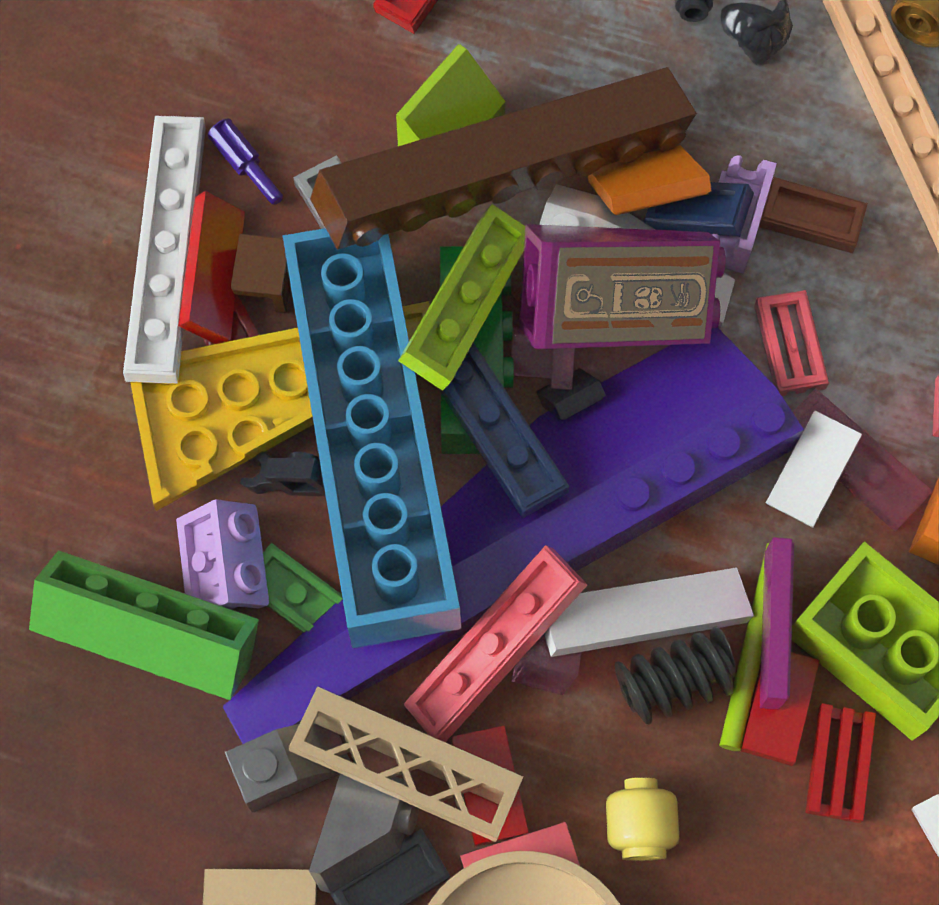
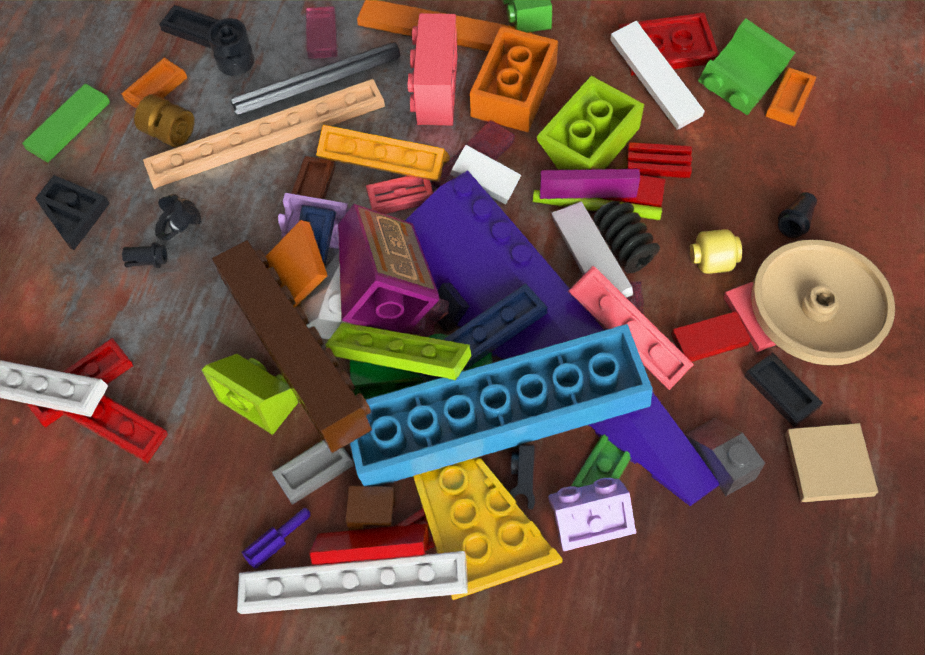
camera: 90 degrees left, 10 degrees down
(143, 624) = (650, 556): bright green brick -> none
(359, 832) = (758, 398): flat silver slope -> none
(412, 751) = (705, 370): tan fence -> none
(861, 314) = (382, 153): none -> light orange fence

